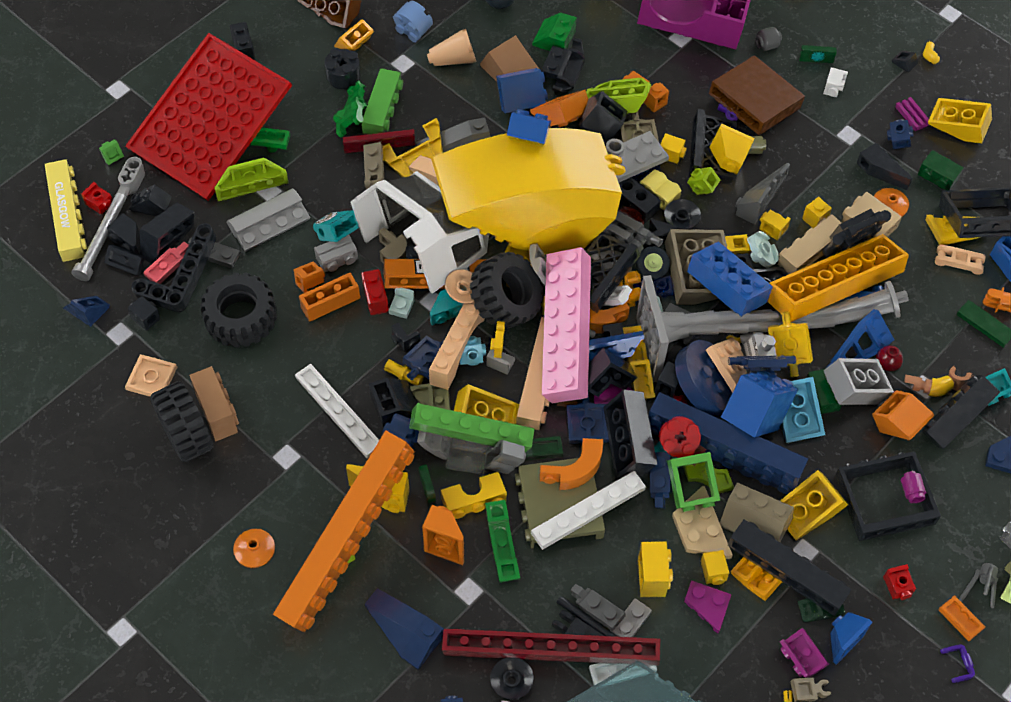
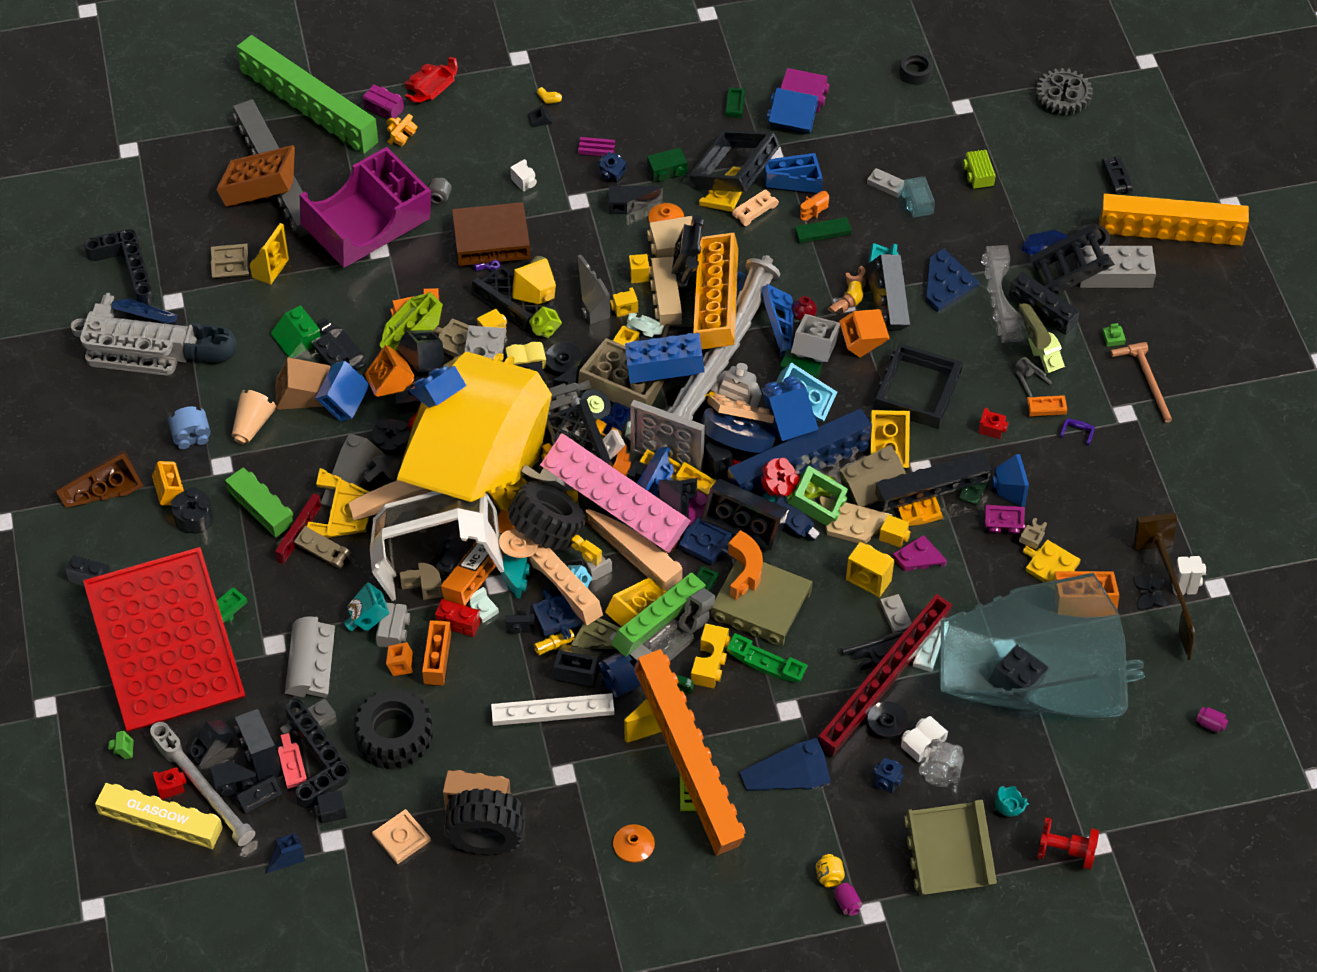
camera: 55 degrees left, 5 degrees down
(250, 178) = (254, 646): lime wedge -> none
(352, 110) = (248, 527): green animal -> none
(443, 535) = (739, 689): orange slope -> none
(588, 510) = (788, 581): white plate -> none
(598, 607) = (870, 627): dark grey hinge -> none
(755, 363) = (759, 382): dark blue plate -> none
(792, 341) = (751, 354): yellow plate -> none
(817, 54) = (484, 168): dark green tile -> none
(913, 487) = (929, 361): magenta brick -> none
(962, 119) = (632, 118): yellow slope -> none

